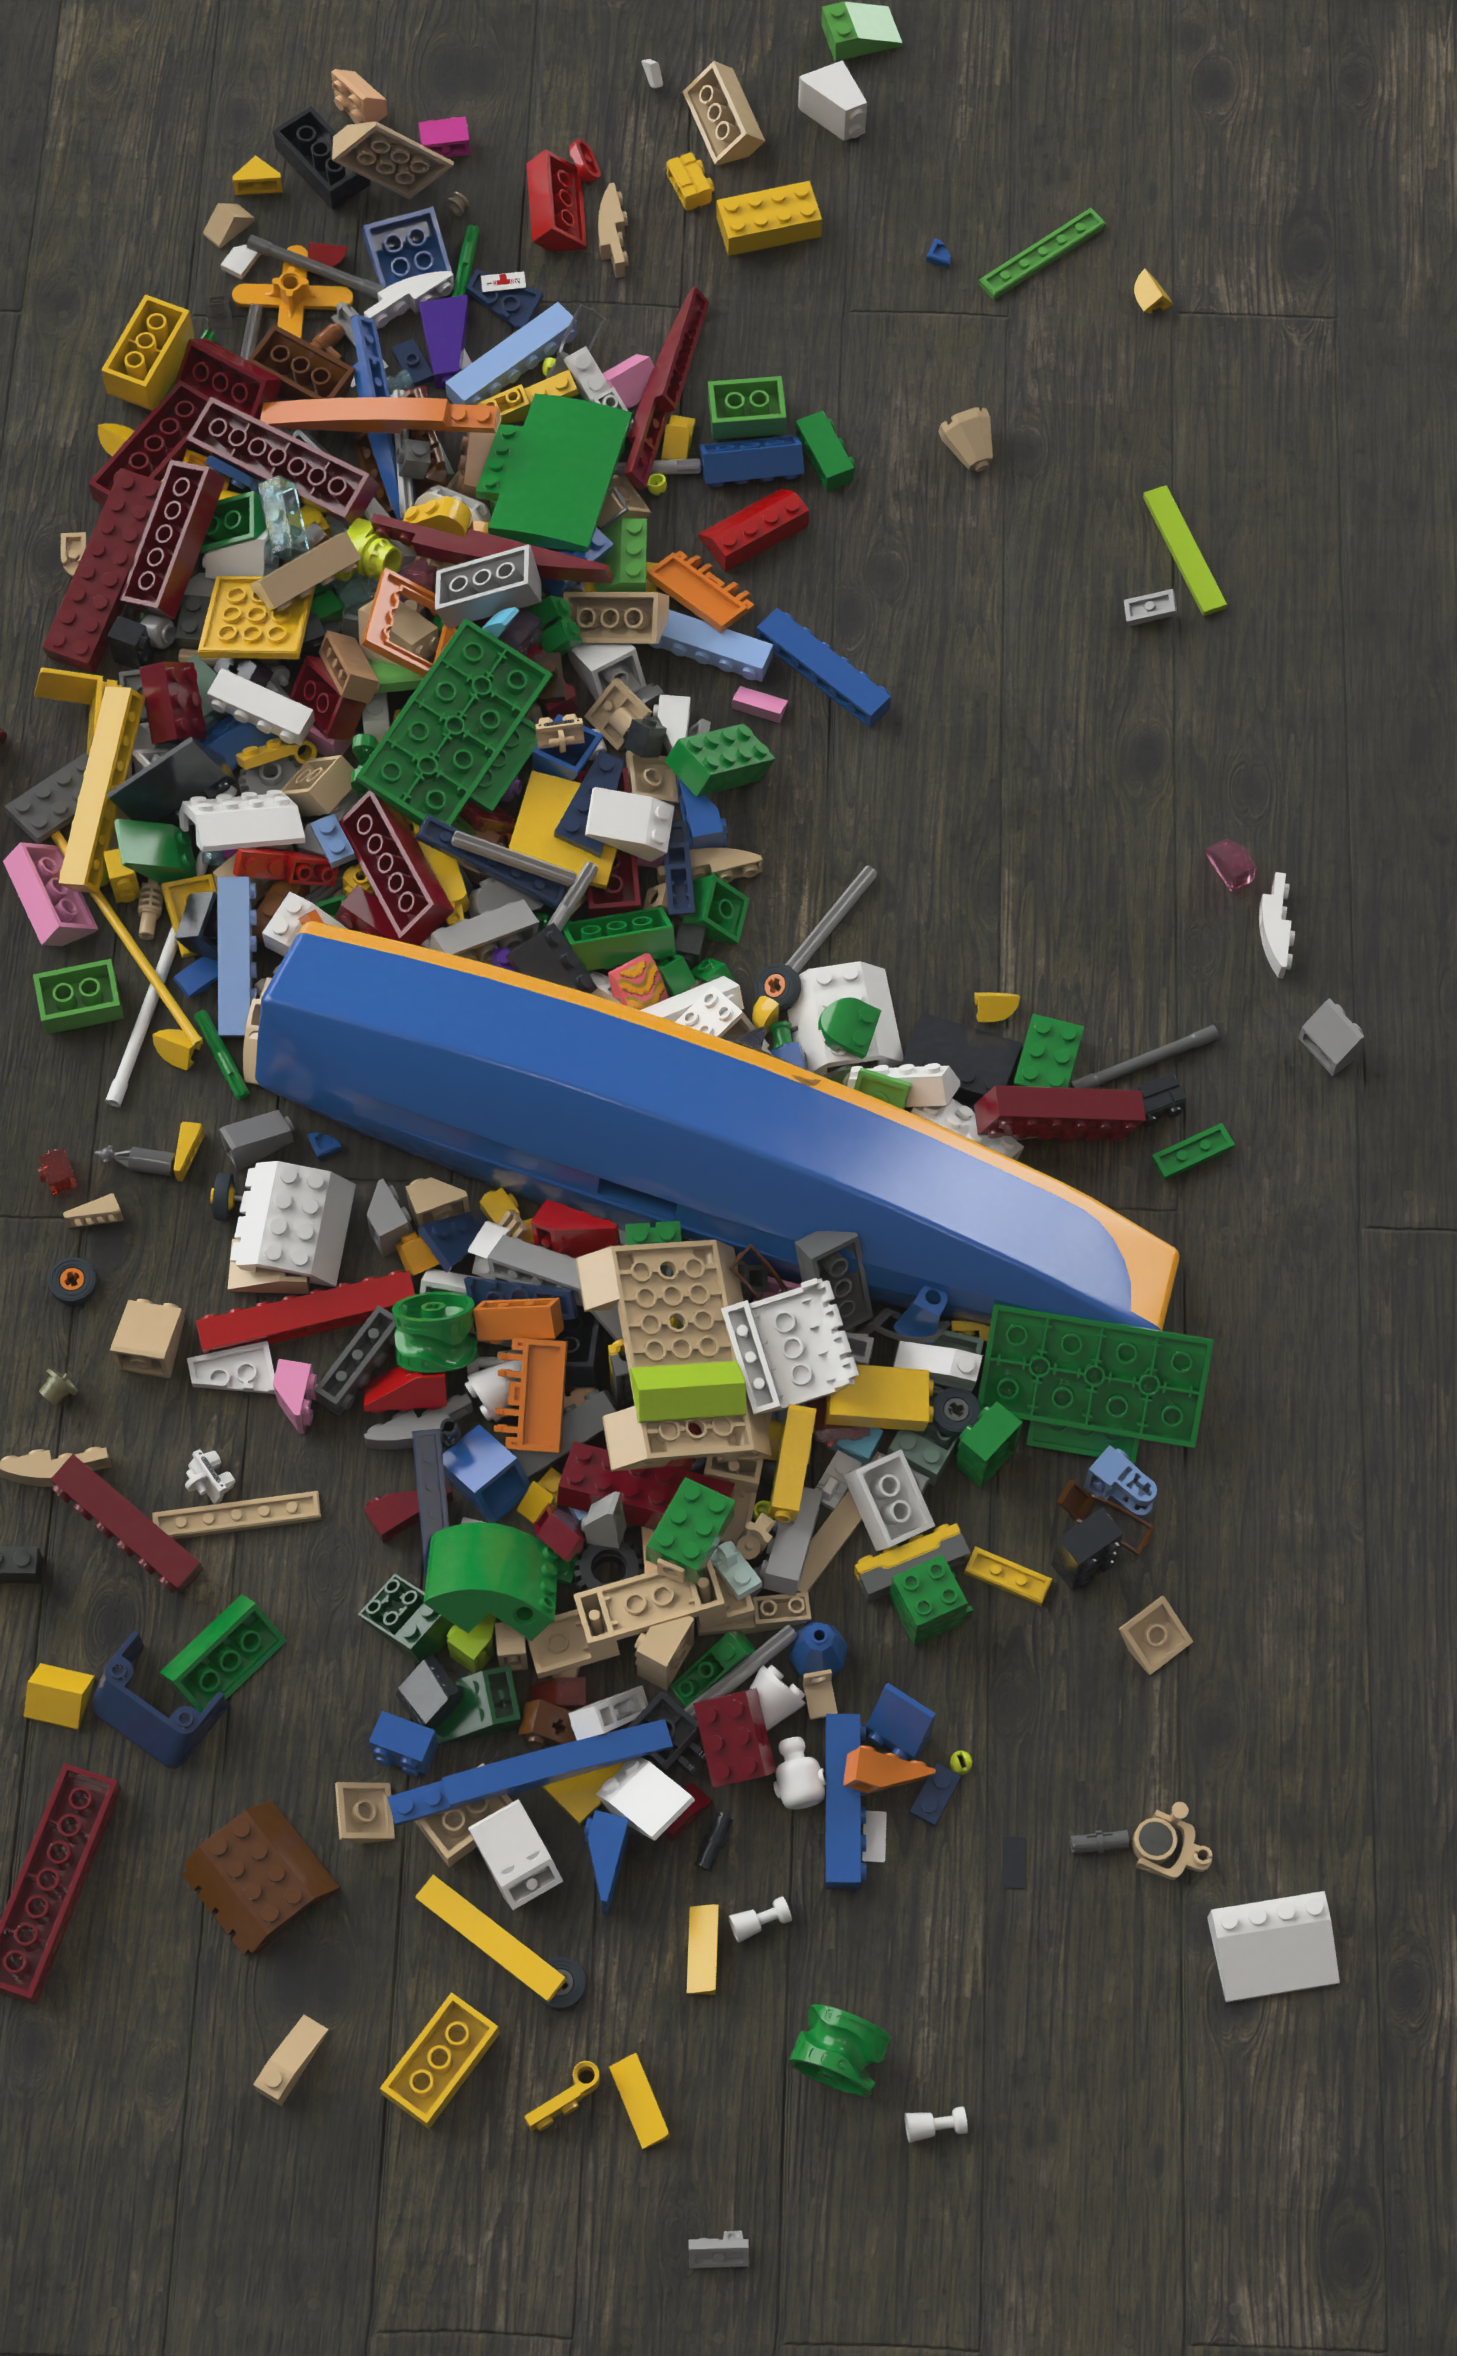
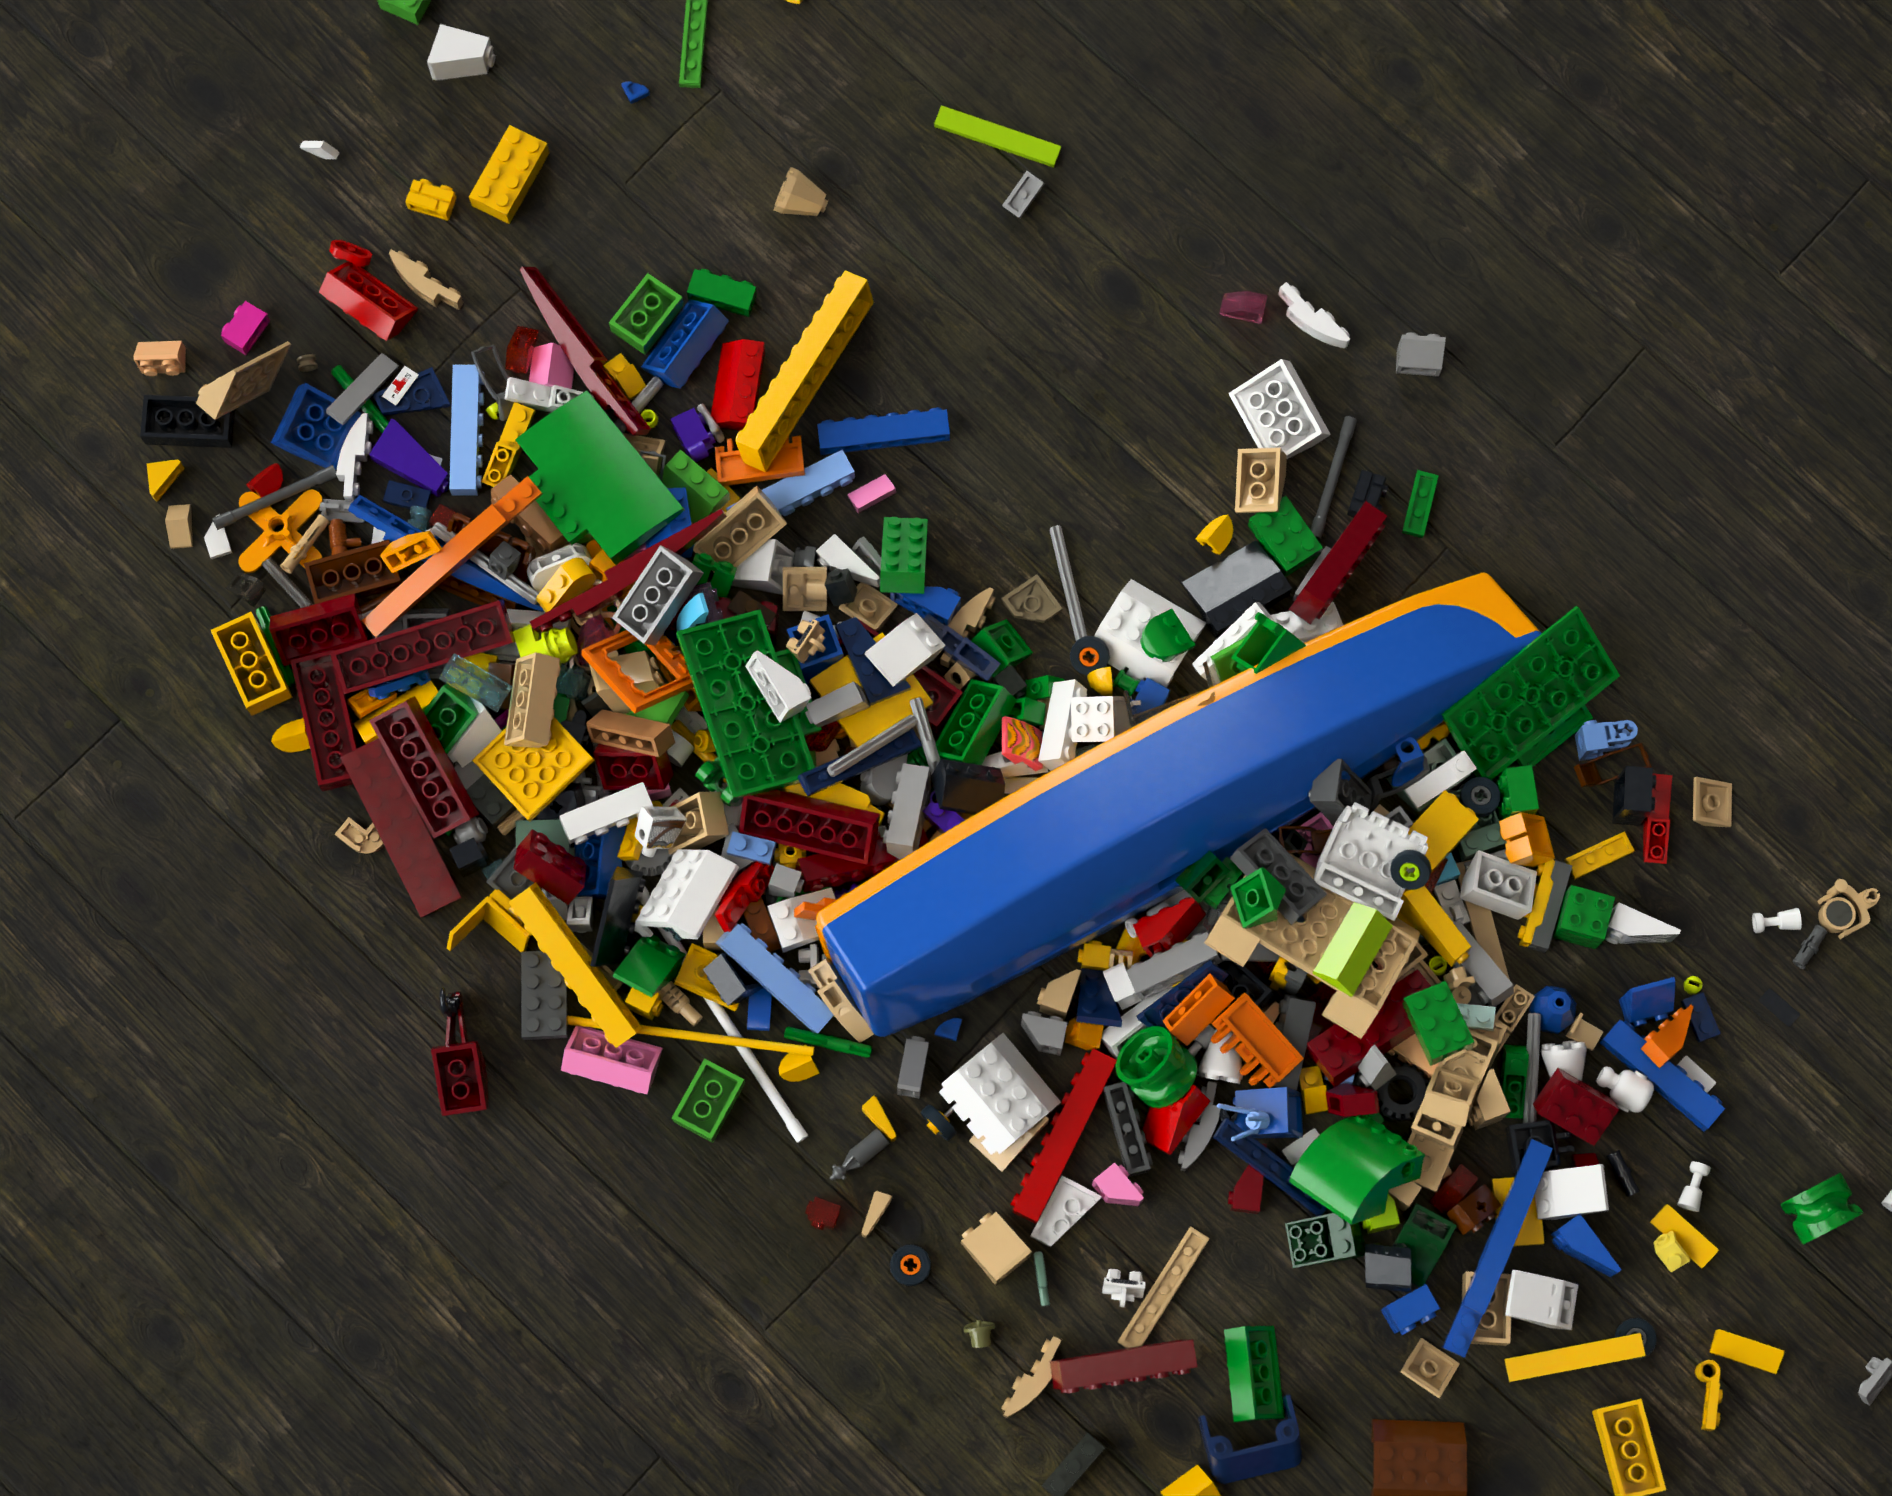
camera: 50 degrees left, 10 degrees up
(156, 1398) = (1041, 1278): none -> sand green piece
(285, 758) = (658, 828): none -> white torso
(295, 318) = (290, 562): none -> tan pin
(325, 888) = (785, 882): none -> light grey slope
(352, 382) = (409, 550): none -> light orange slope
(460, 1453) = (1255, 1120): none -> light blue plant
(472, 256) = (362, 389): none -> light grey tile
(488, 744) = (779, 687): none -> white slope
(525, 802) = (837, 705): none -> light grey slope
(608, 1713) = (1496, 1169): white slope -> none
(622, 342) = (521, 349): none -> clear red arch
(630, 1599) = (1450, 1096): none -> tan slope
(639, 1211) = (1202, 876): none -> dark green brick
(654, 1262) = (1257, 898): none -> green slope
(673, 1947) = (1670, 1251): none -> light yellow bracket
(674, 526) = (693, 435): none -> dark purple hinge
(696, 535) = (713, 426): none -> light grey piece
(697, 1271) = (1301, 890): none -> dark grey slope
(723, 114) = (397, 133): tan slope -> none
(784, 904) = (1032, 601): none -> dark tan plate
(811, 556) = (804, 371): none -> yellow brick
(825, 1392) = (1410, 859): none -> black bush
(914, 1098) = (1265, 645): none -> green container
(953, 1486) = (1526, 839): none -> light orange piece
(961, 1657) = (1633, 927): none -> white slope
(1078, 993) = (1260, 480): none -> tan slope
(1091, 1597) = (1657, 823): none -> red slope
(1103, 1795) = (1785, 920): none -> white piece
(1160, 967) = (1279, 410): none -> white slope

